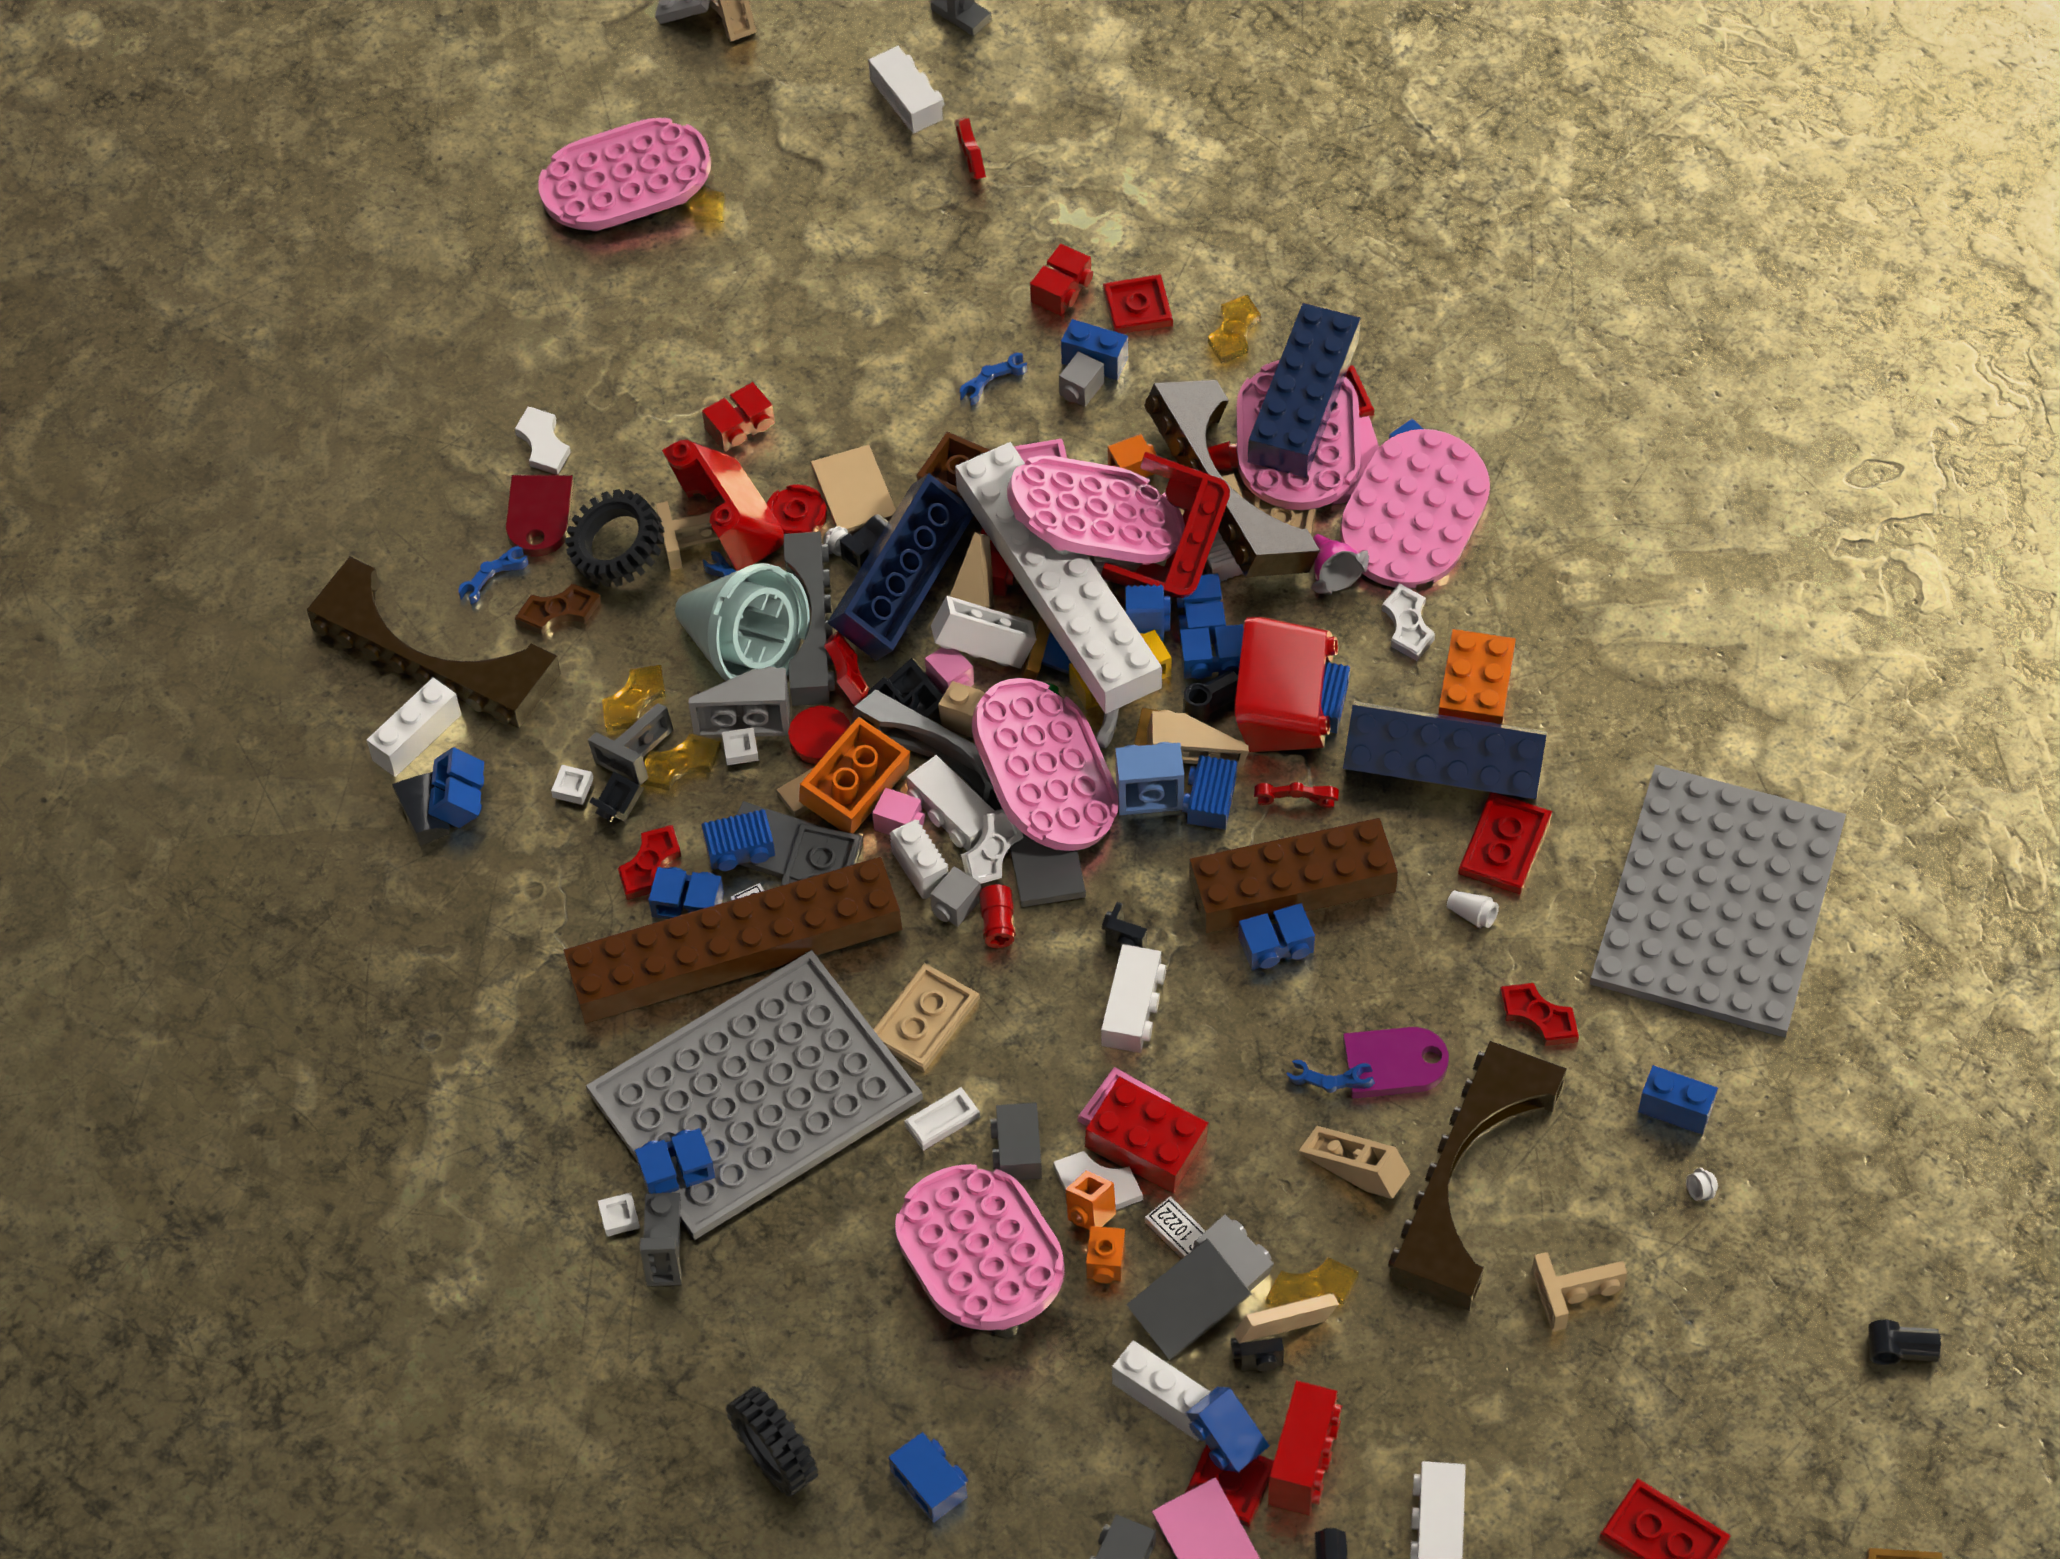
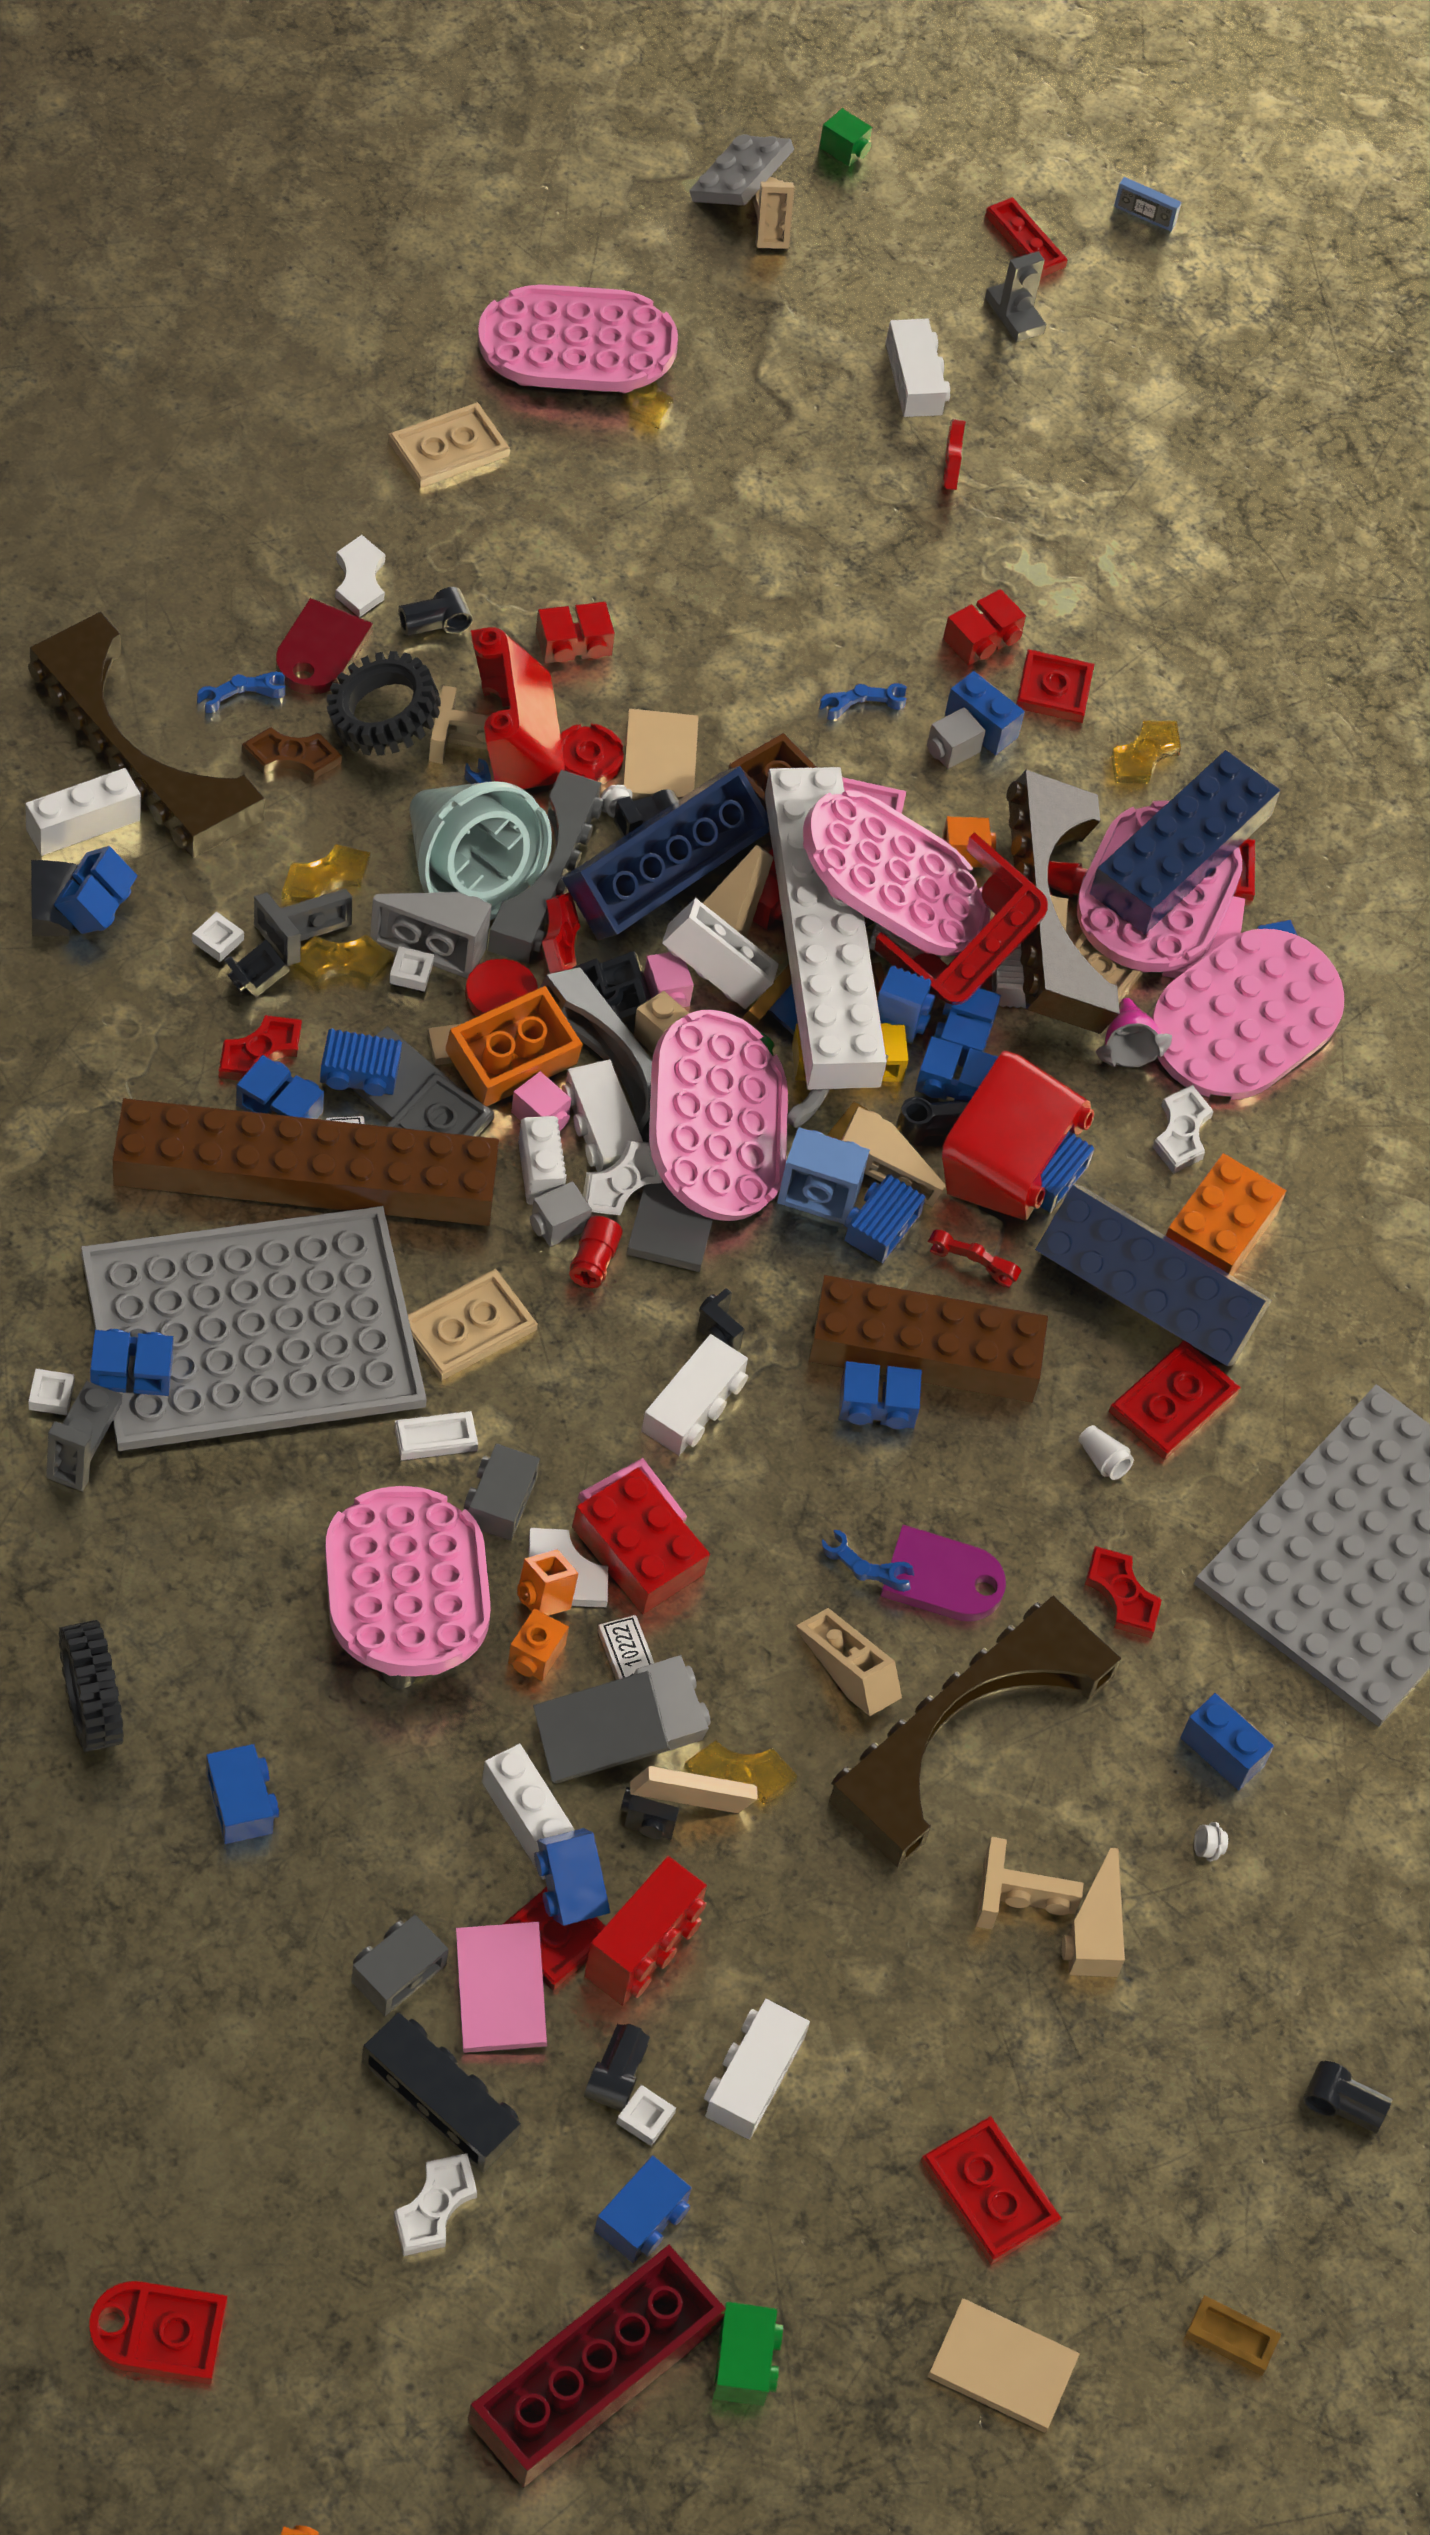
camera: 10 degrees right, 0 degrees up
(561, 303) = (449, 445): none -> tan tile
(625, 441) = (444, 611): none -> black piece
(1650, 1296) = (1096, 1935): none -> tan slope

